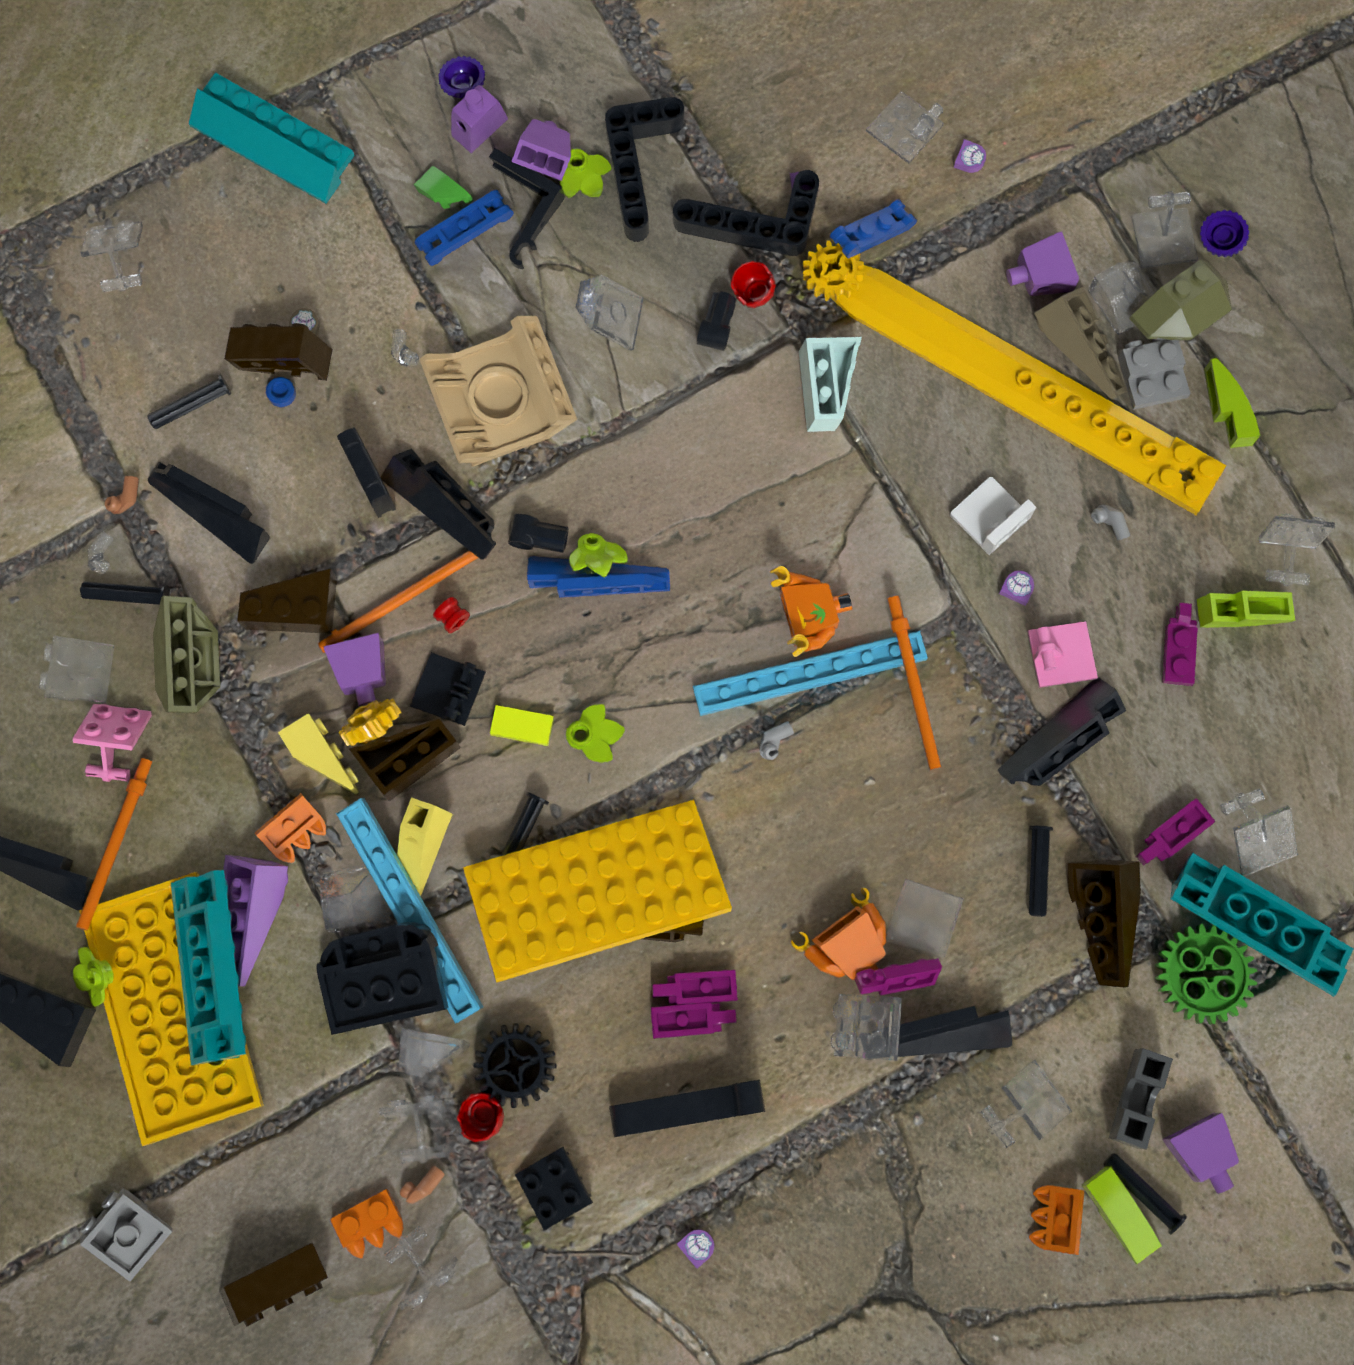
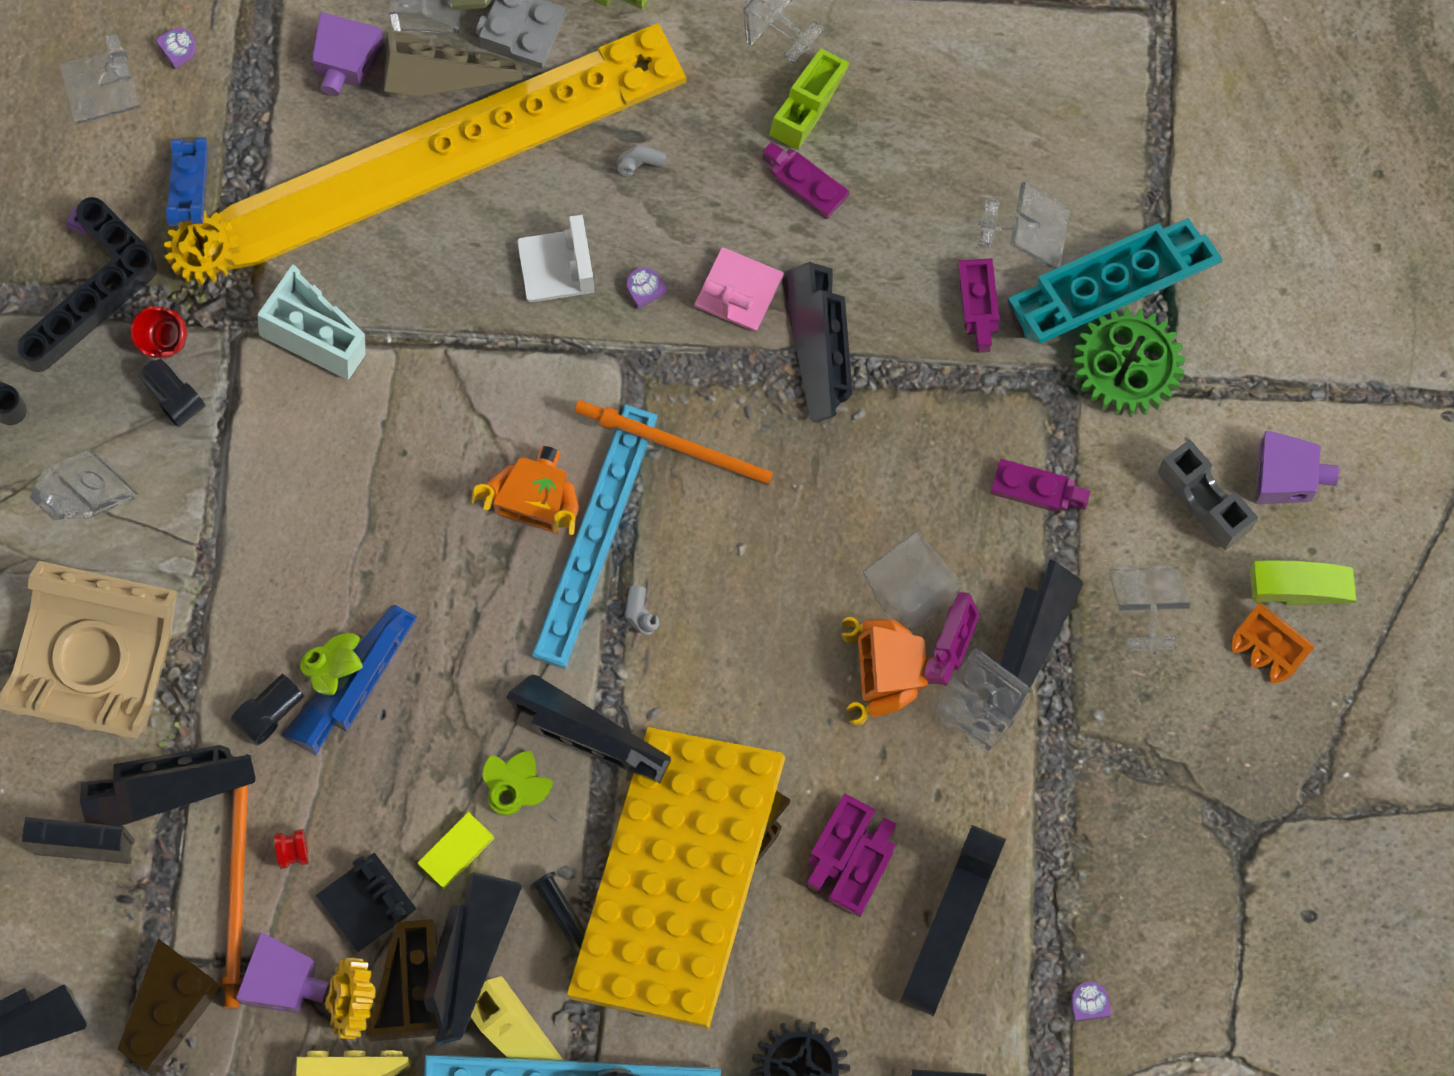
camera: 60 degrees left, 5 degrees down
(449, 779) = (467, 952): none -> black wedge
(662, 754) = (584, 729): none -> black wedge
(1039, 870) = (933, 446): black axle -> none
(1061, 966) = (1037, 487): none -> magenta hinge
(1108, 908) = (1010, 408): dark brown wedge -> none
(1145, 1193) = (1299, 549): black axle -> none

